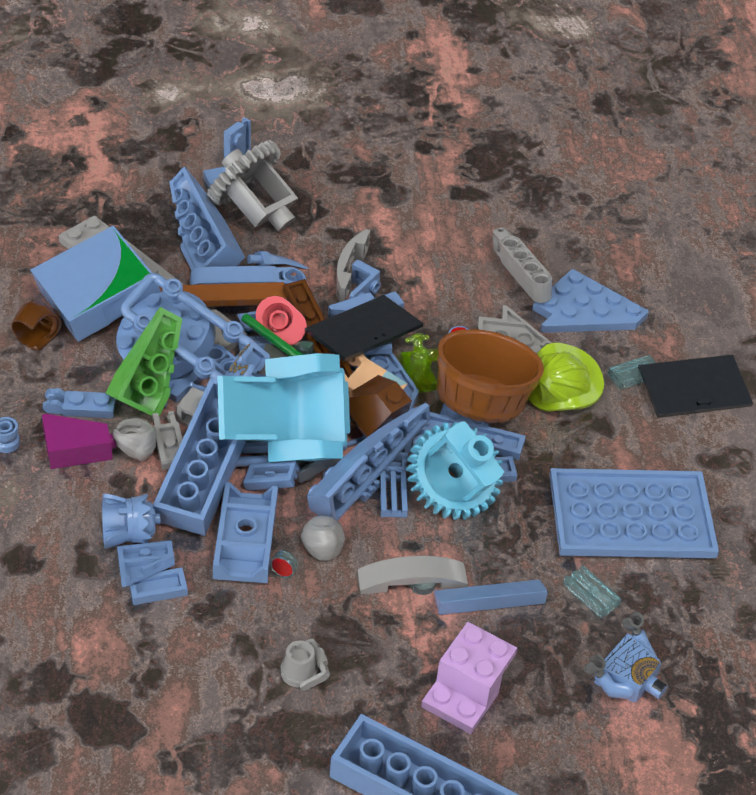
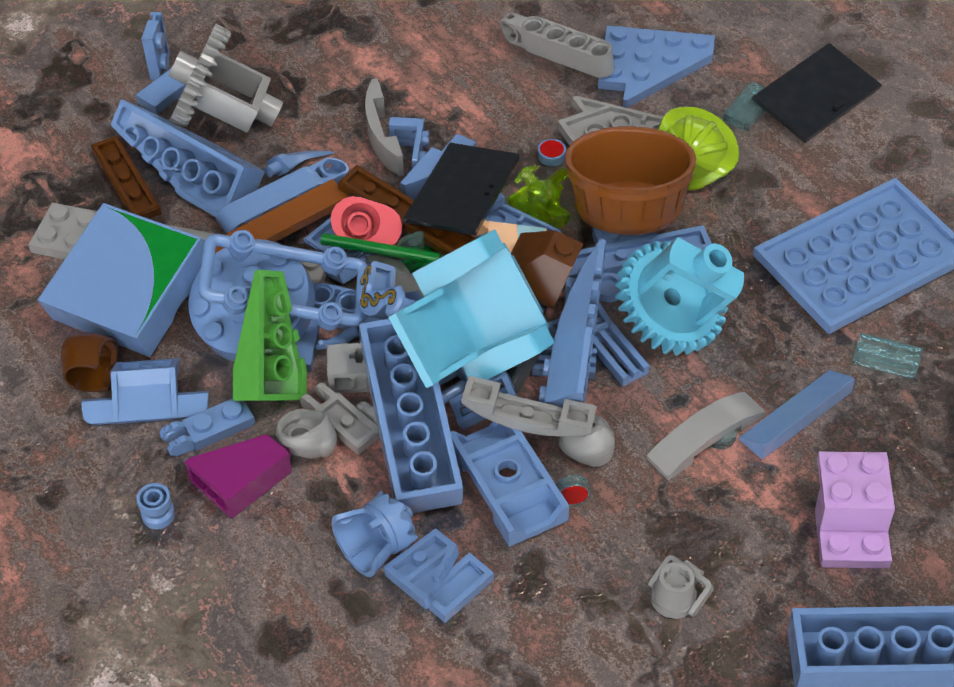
camera: 25 degrees left, 5 degrees up
(55, 362) = (144, 394): none -> medium blue plate
(154, 222) = (125, 178): none -> reddish brown tile
(284, 494) = (526, 414): none -> light grey slope

